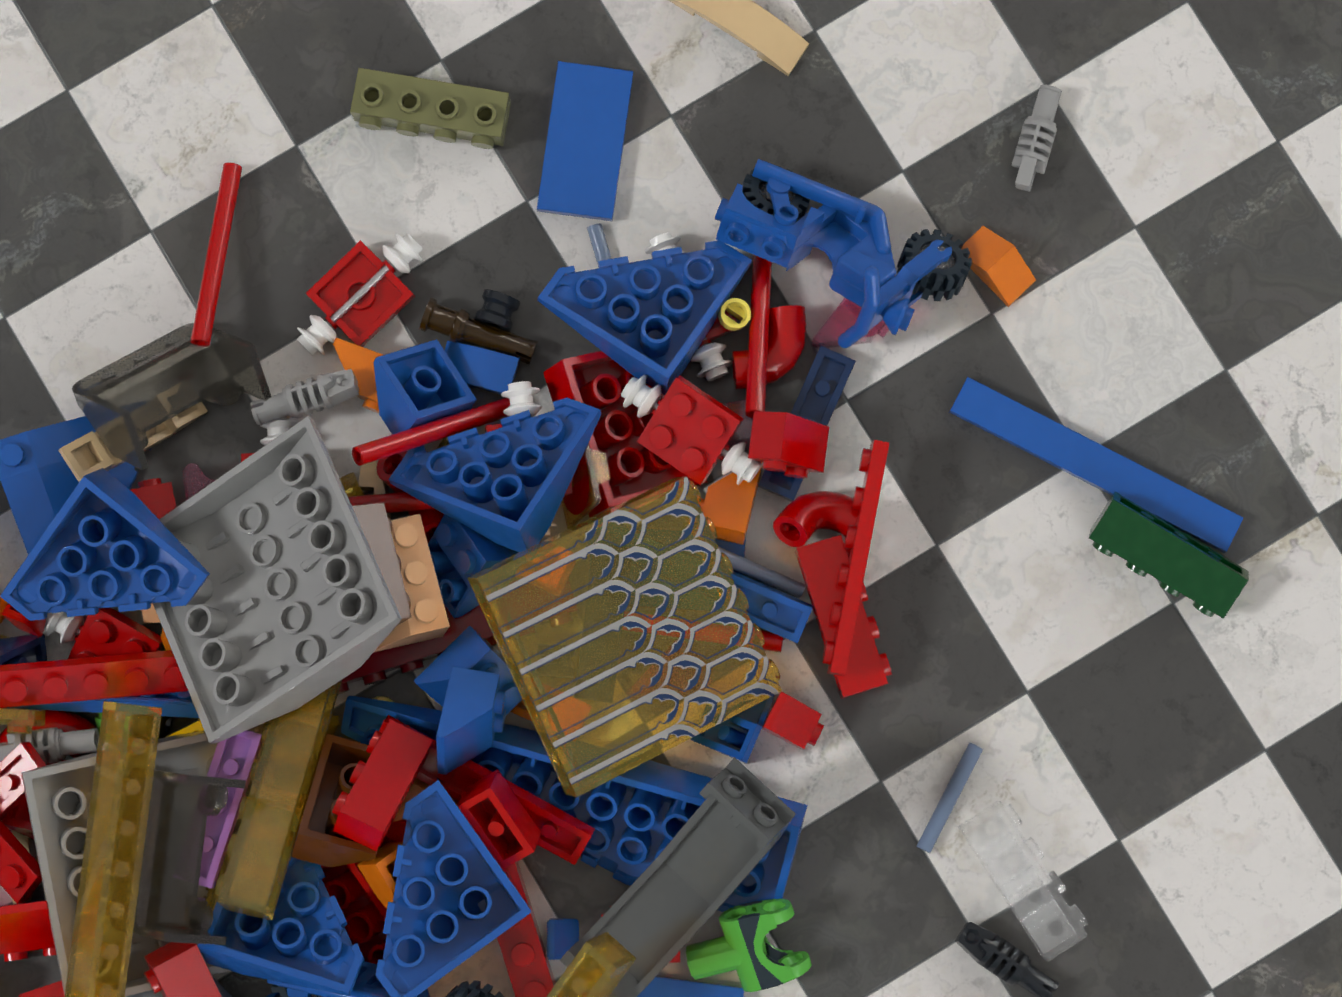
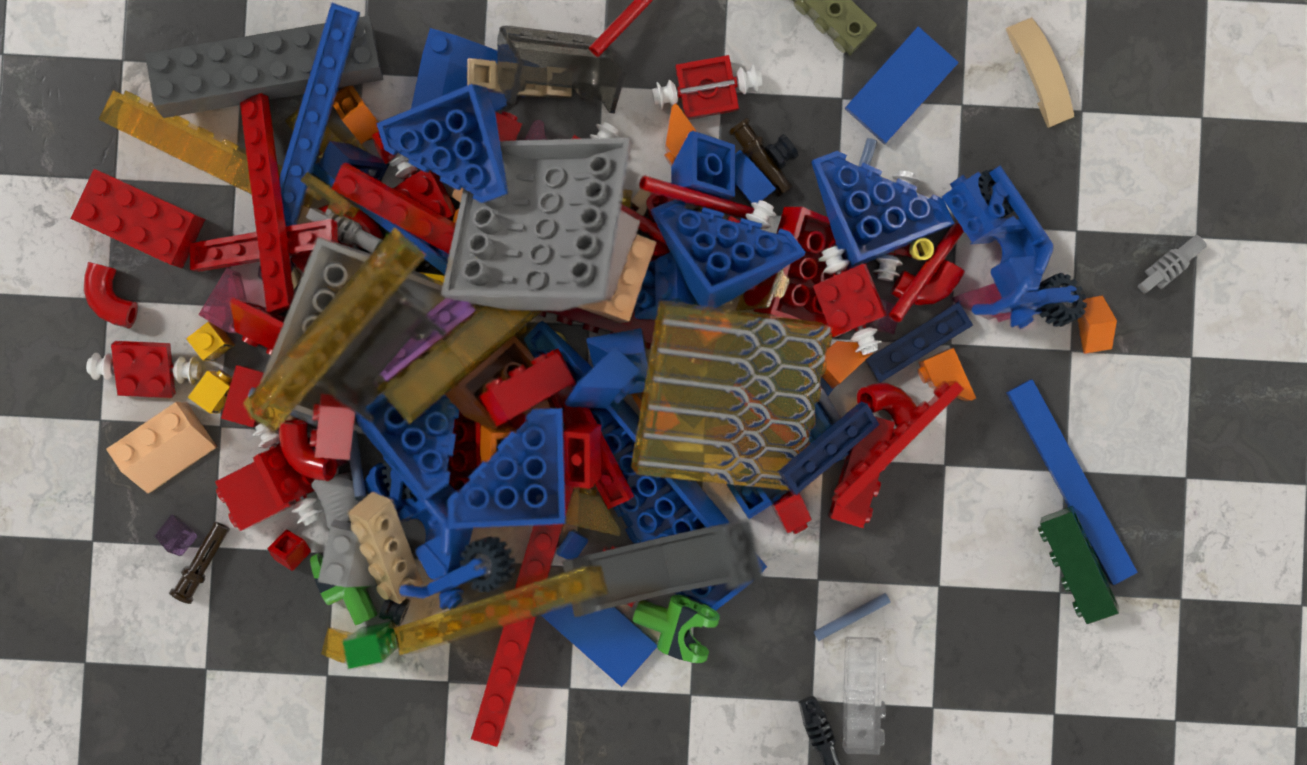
camera: 30 degrees right, 5 degrees up
(305, 397) = (634, 126): light grey hinge -> none
(558, 883) = (591, 512): none -> clear yellow slope
(781, 616) = (828, 448): none -> dark blue plate
(788, 443) = (902, 348): red brick -> none
(857, 431) = (945, 367): none -> orange slope

